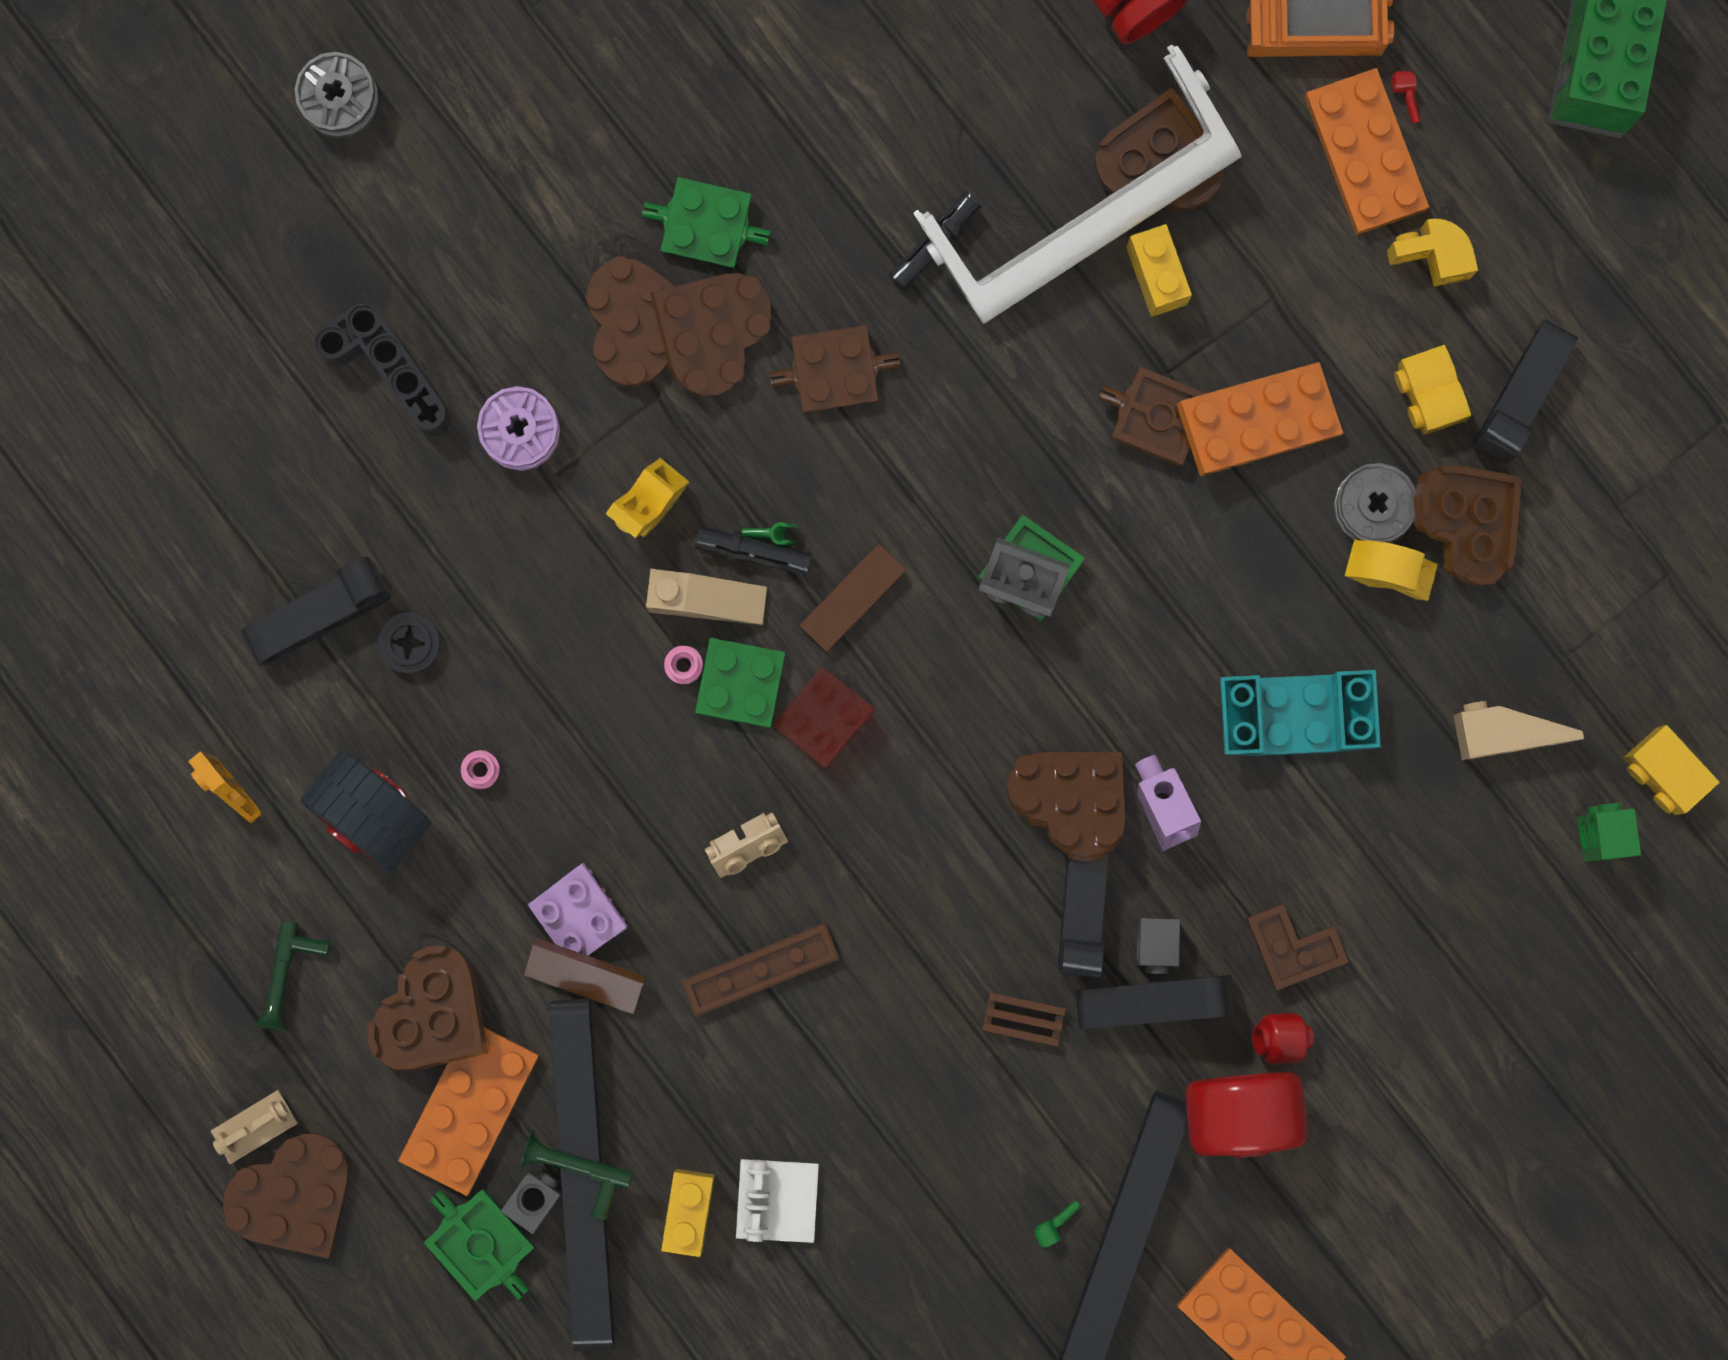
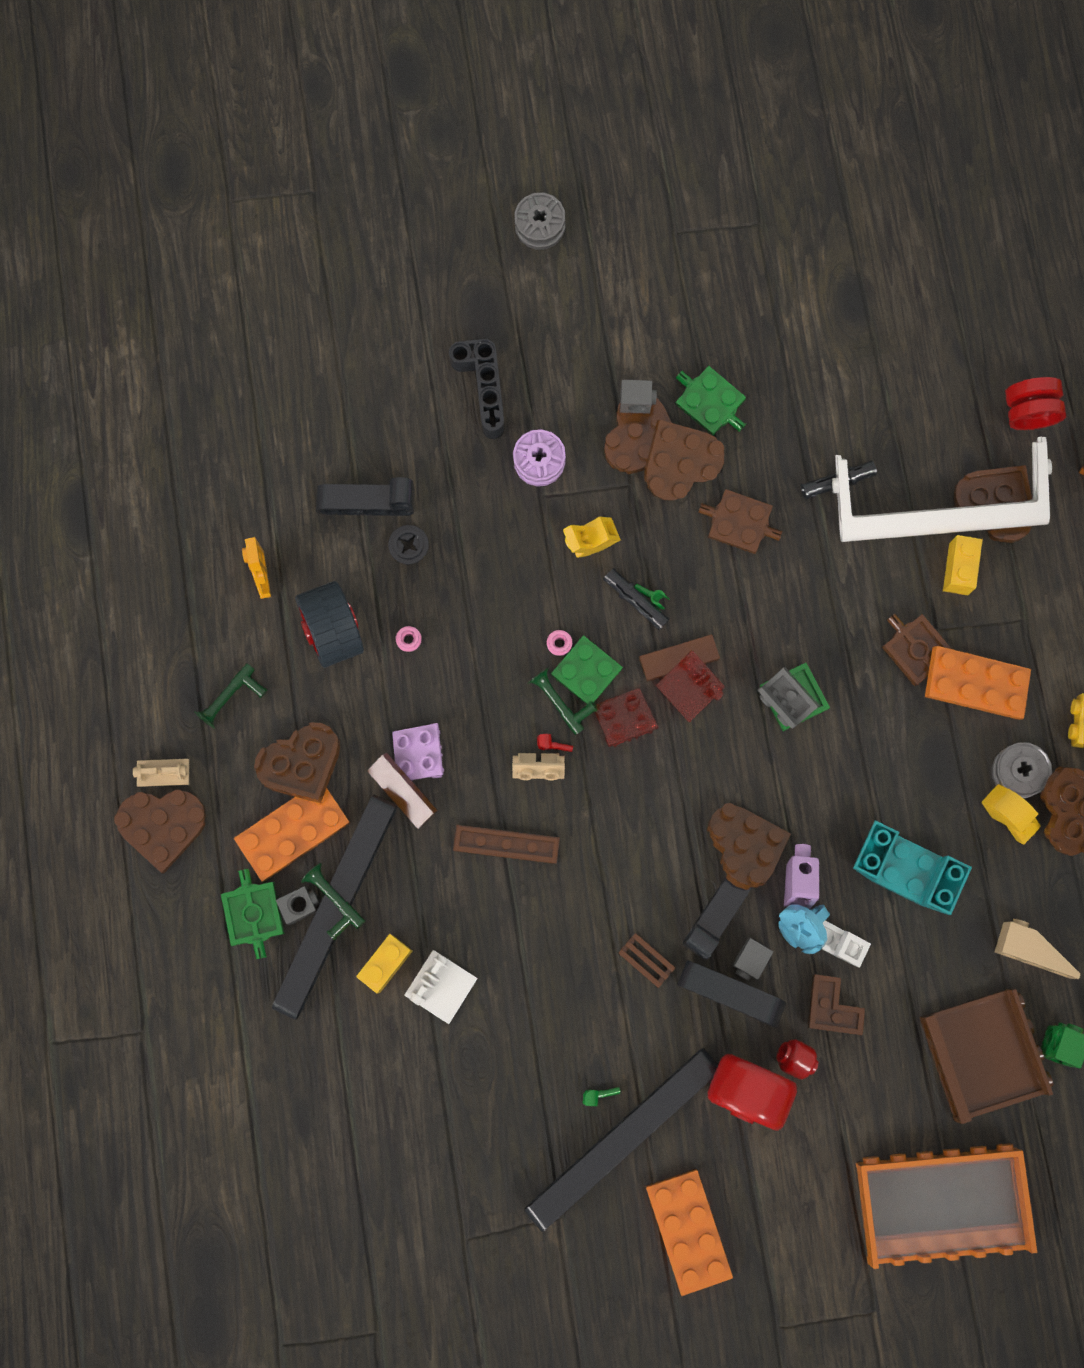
camera: 30 degrees right, 5 degrees down
(605, 274) = (637, 396): none -> dark grey brick
(705, 597) = (593, 610): tan slope -> none
(737, 808) = (545, 743): none -> red hand
(756, 759) = (571, 719): none -> dark green piece
(888, 628) = (691, 686): none -> clear red hinge
(1203, 865) = (804, 927): none -> medium azure tile
(1257, 859) = (845, 945): none -> white slope
(1517, 898) = (986, 1054): none -> reddish brown panel
(1562, 1117) = (945, 1205): none -> clear window

